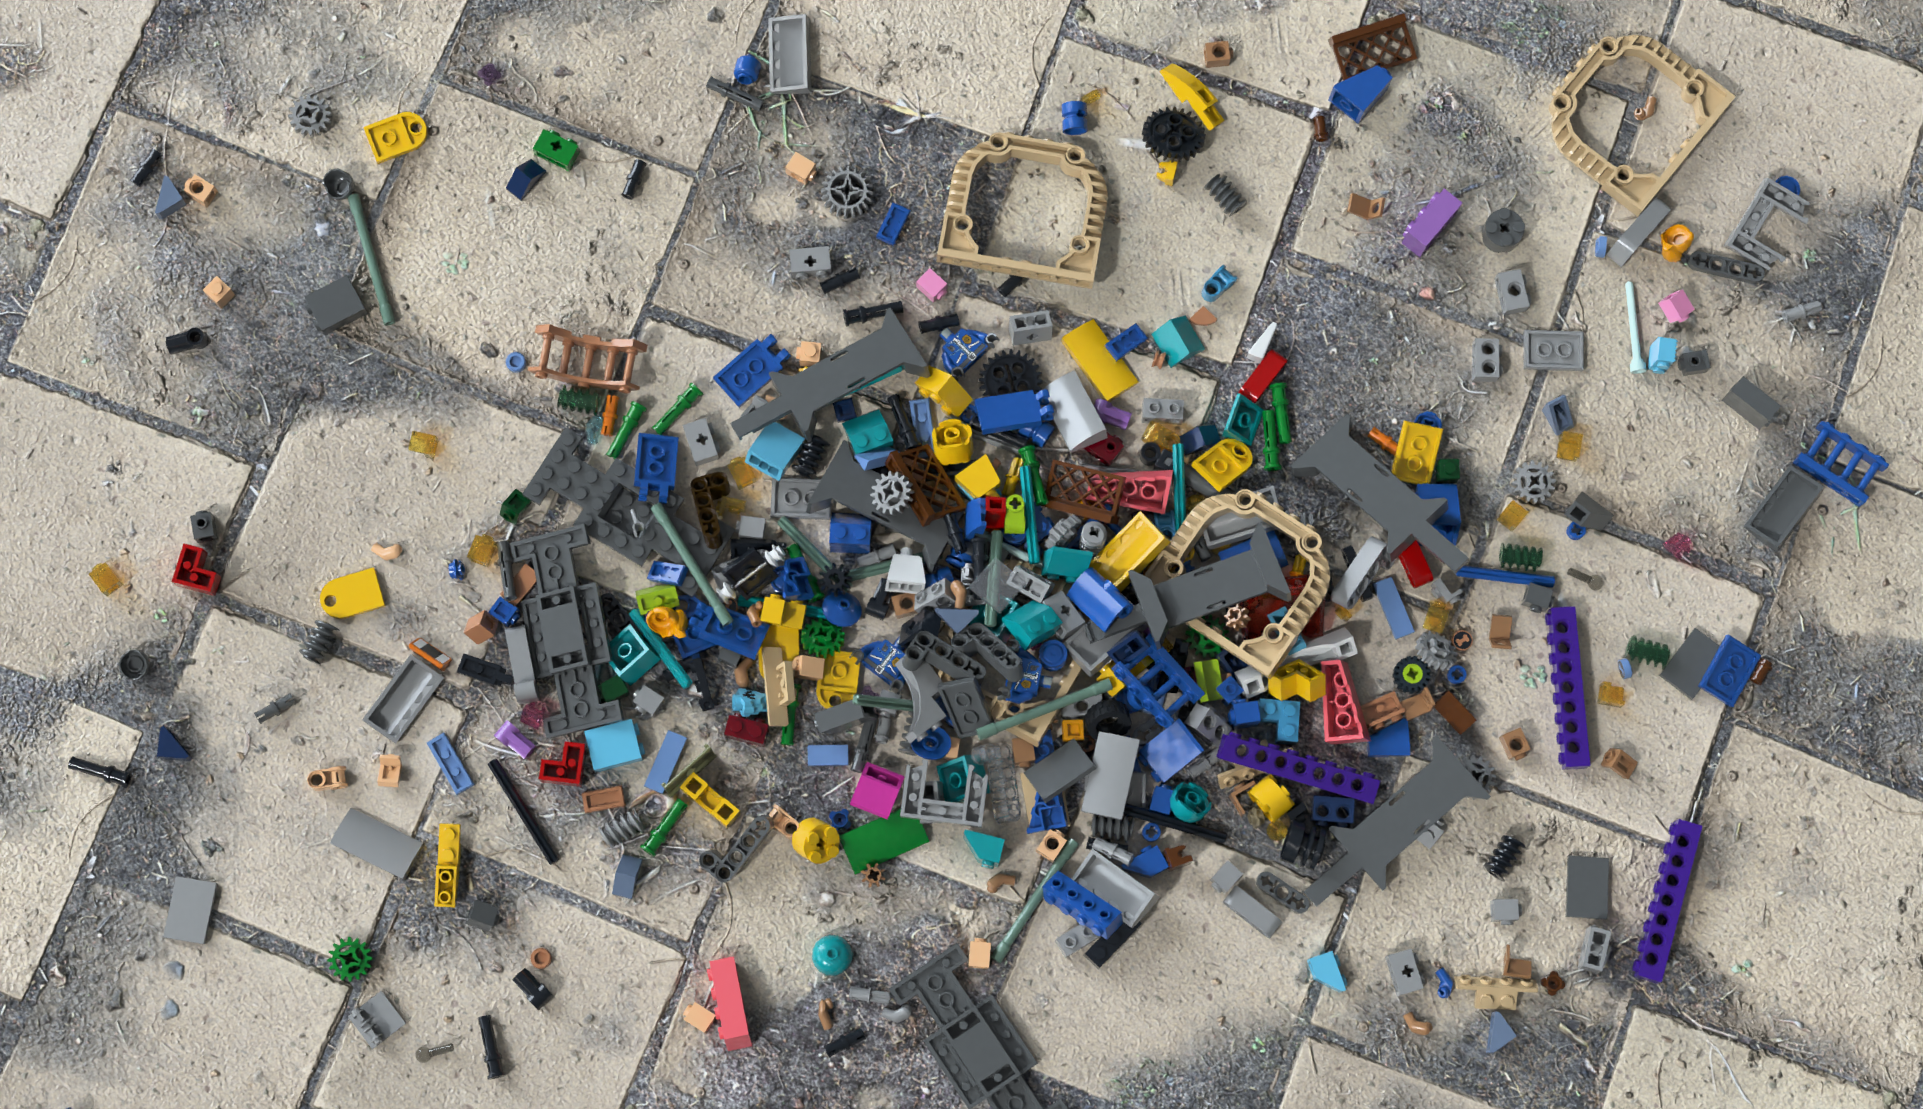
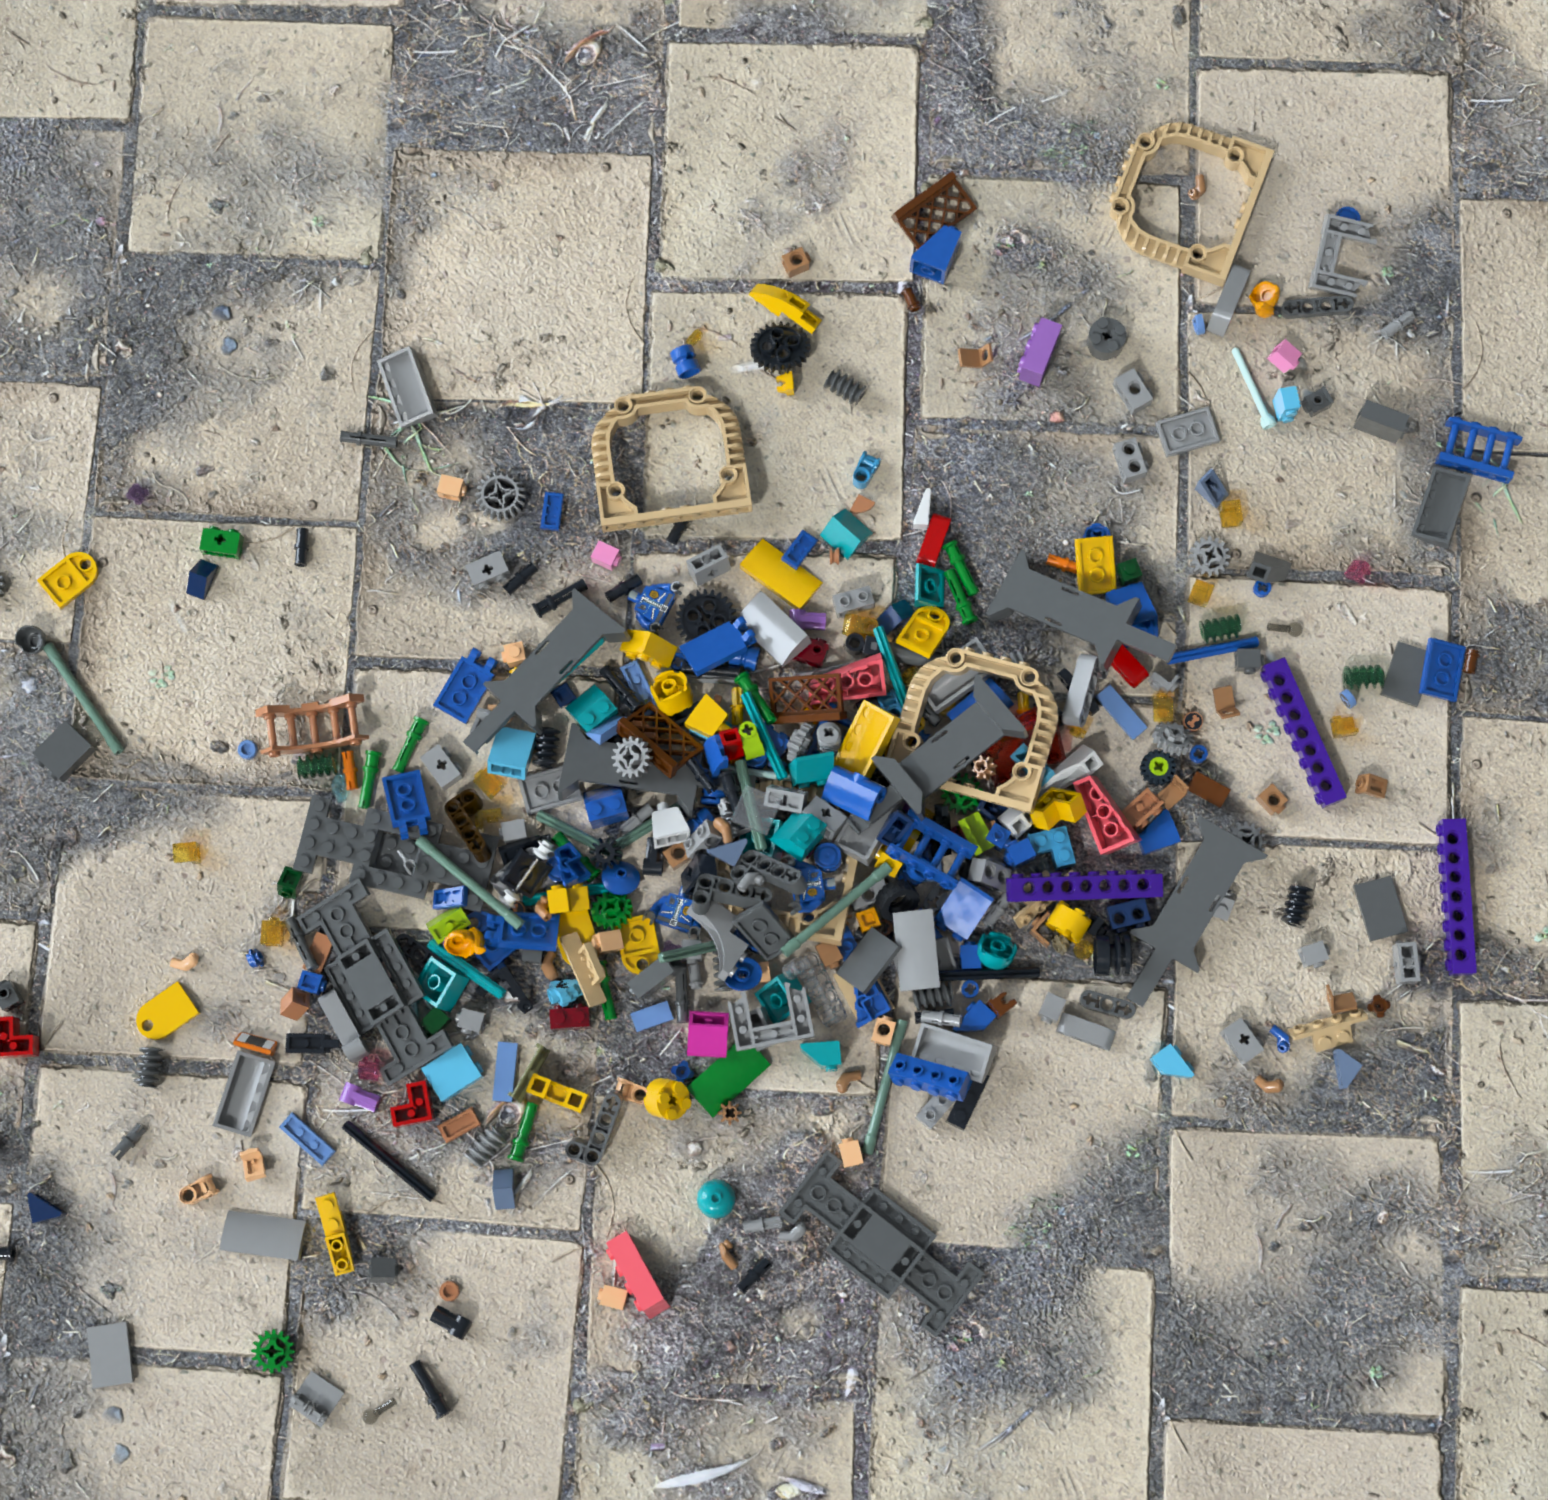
camera: 10 degrees left, 0 degrees up
(747, 69) = (372, 413): blue head -> none
(968, 651) = (750, 878): none -> light grey arm

